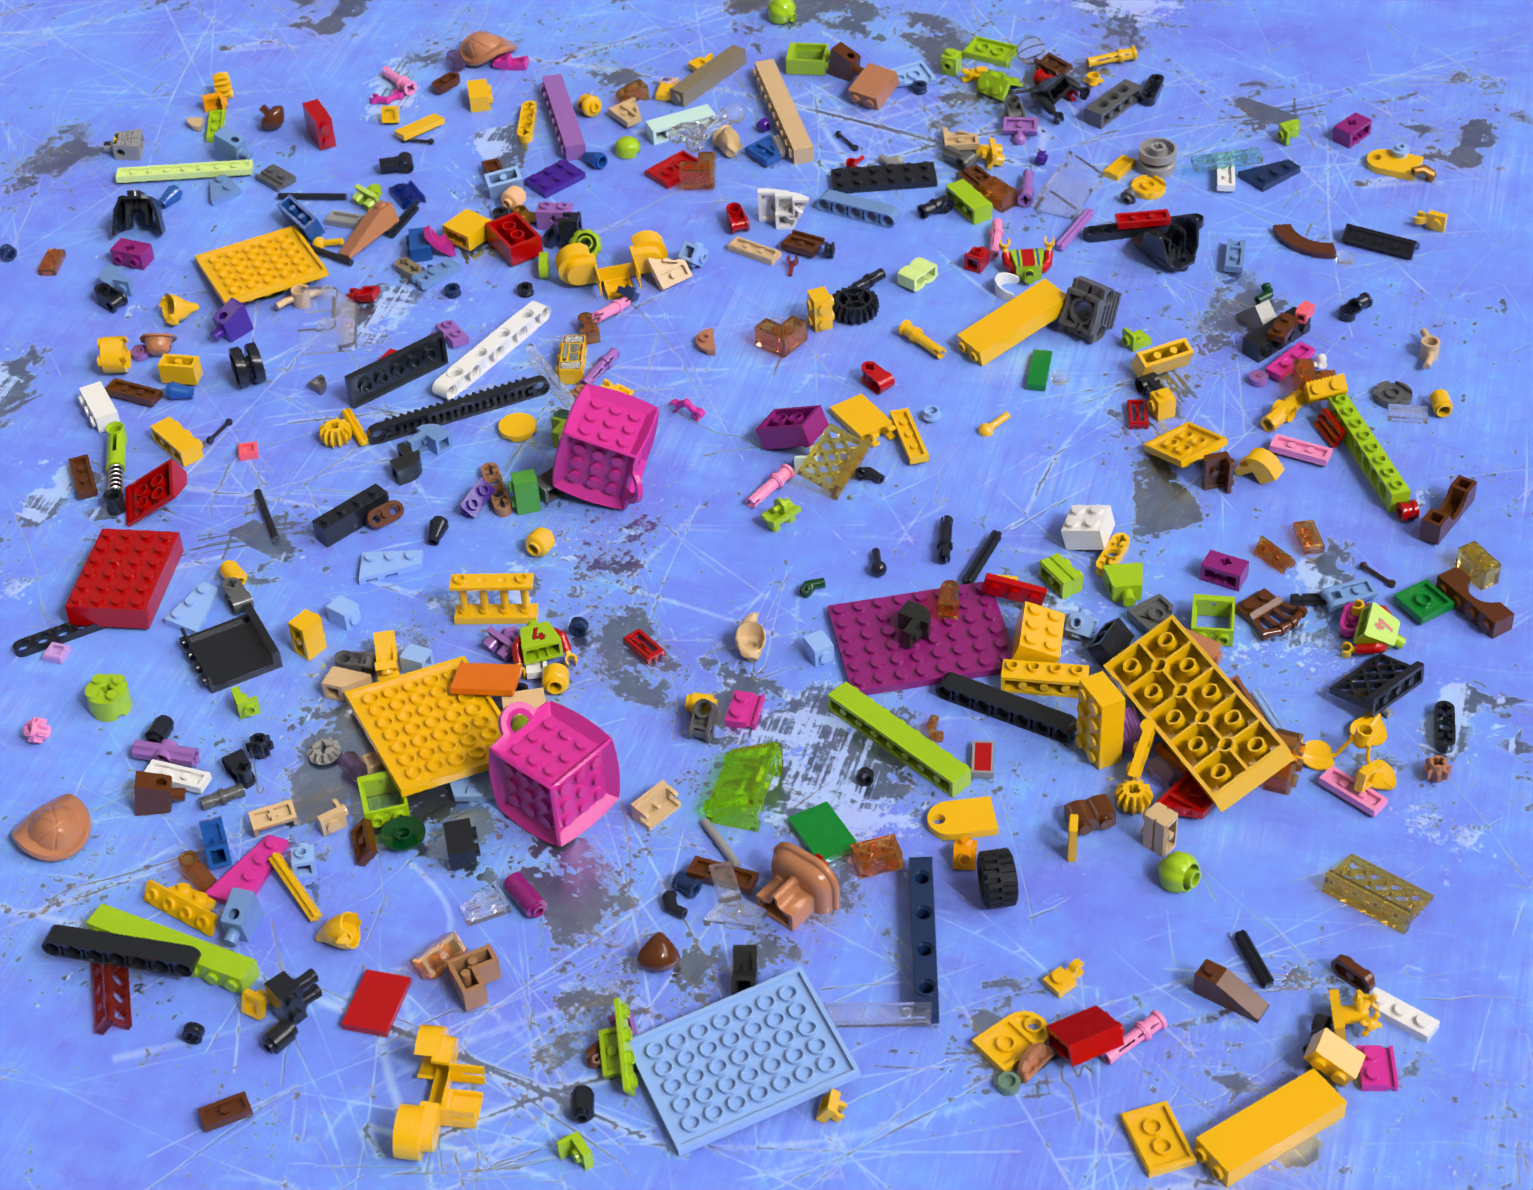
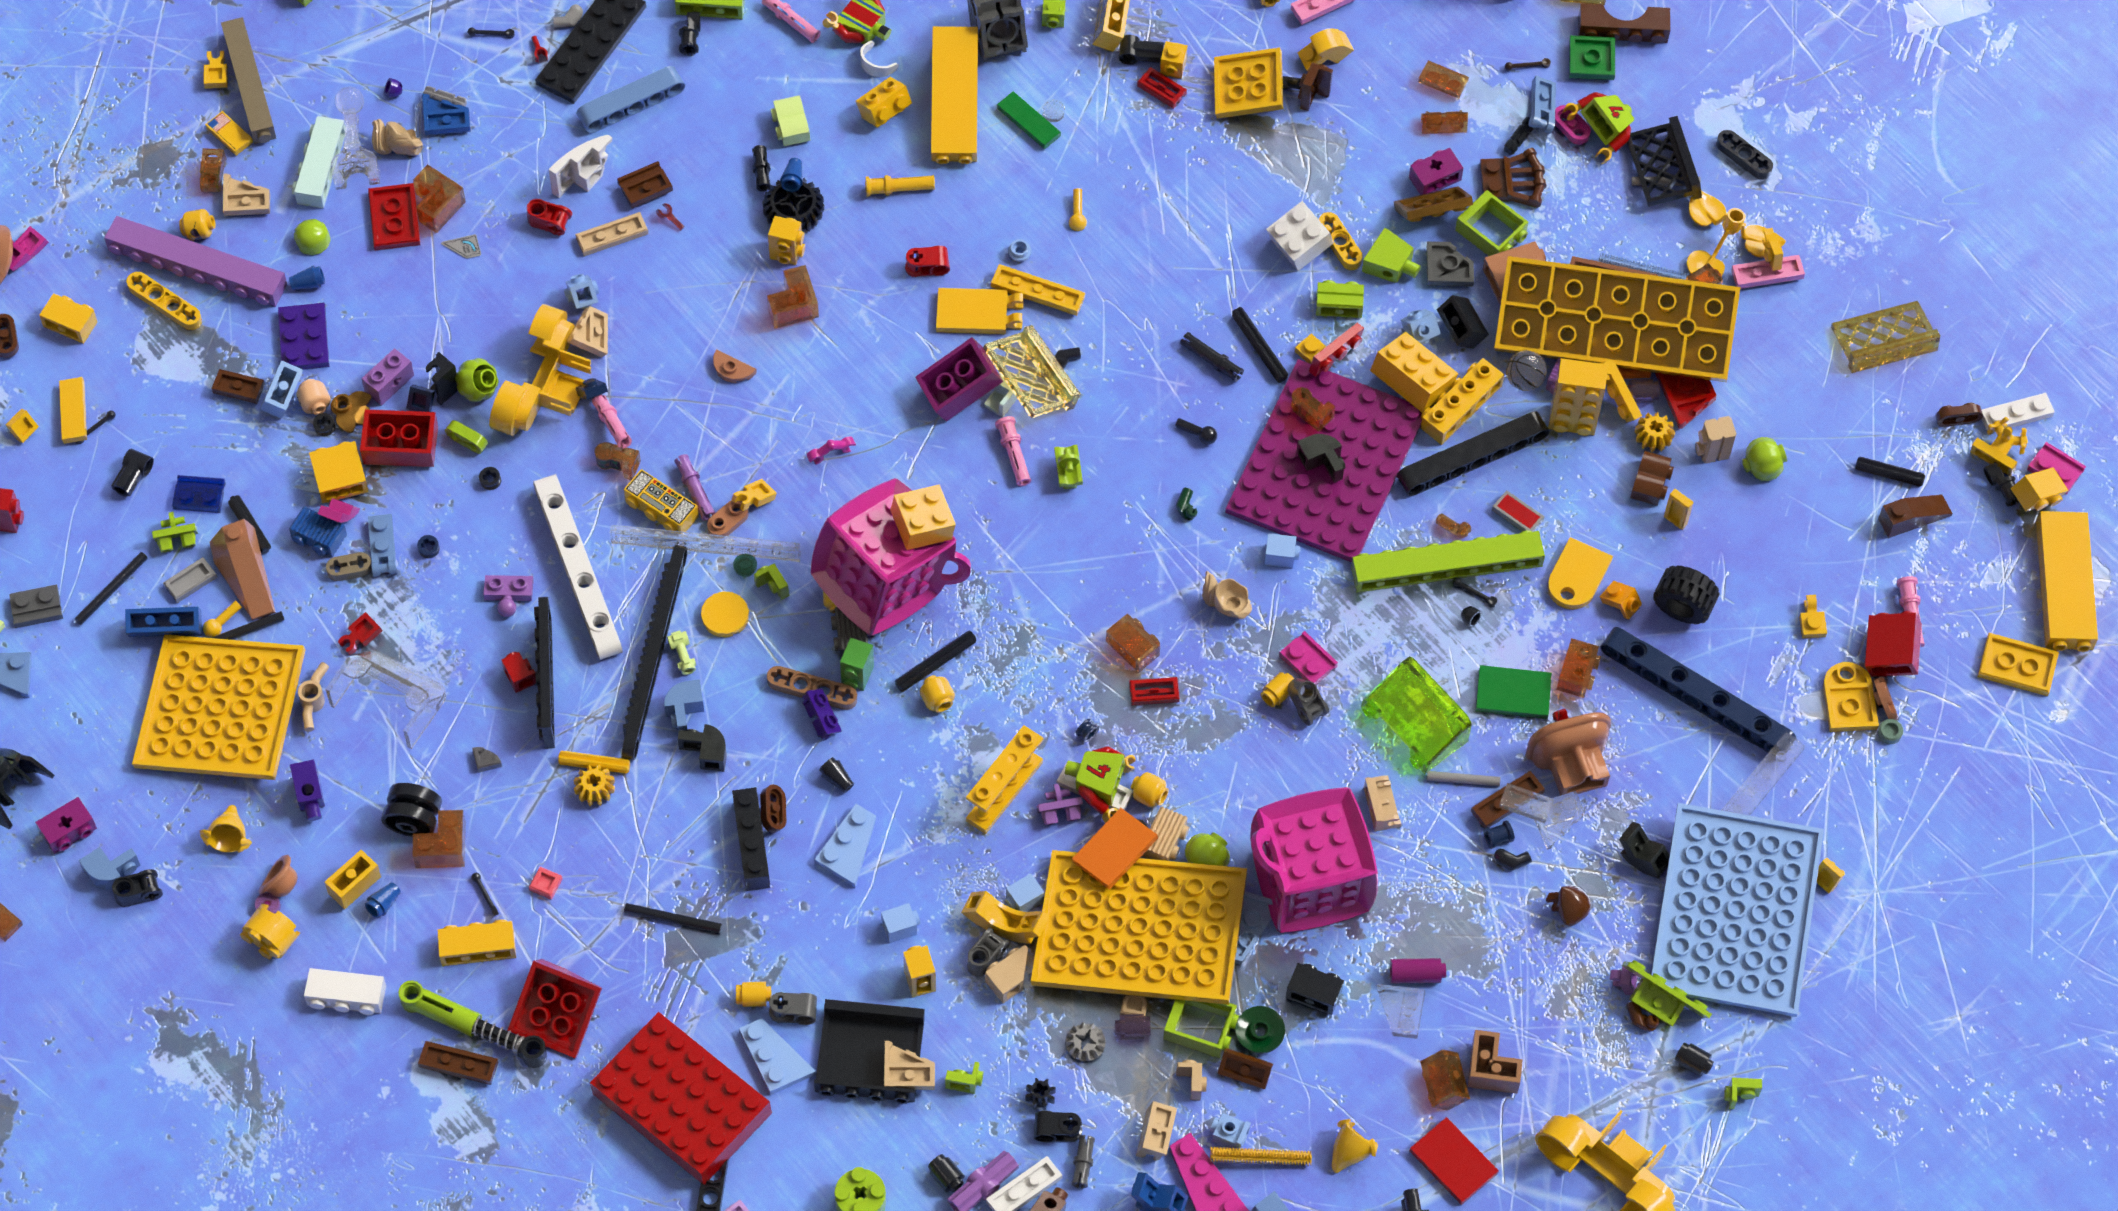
camera: 60 degrees left, 20 degrees up
(133, 392) = (344, 944): reddish brown plate -> none
(226, 668) = (907, 1070): none -> tan wing
(241, 394) = (444, 847): none -> clear orange brick
(474, 416) = (679, 640): none -> yellowish green bar
(572, 533) = (935, 661): none -> black axle
(630, 424) = (923, 517): none -> yellow brick
(668, 611) = (1133, 642): none -> clear orange brick
(683, 204) = (465, 246): none -> light grey sticker
(783, 112) = (386, 54): tan brick -> none
(829, 249) = (678, 168): black bush -> none
(868, 284) = (792, 175): none -> blue cone
(892, 784) = (1491, 601): none -> black hinge
(974, 300) = (883, 102): none -> yellow brick
(978, 254) = (812, 55): red brick -> none
(1192, 579) = (1433, 204): none -> pearl gold plate
(1437, 769) = (1791, 196): nougat gear -> none

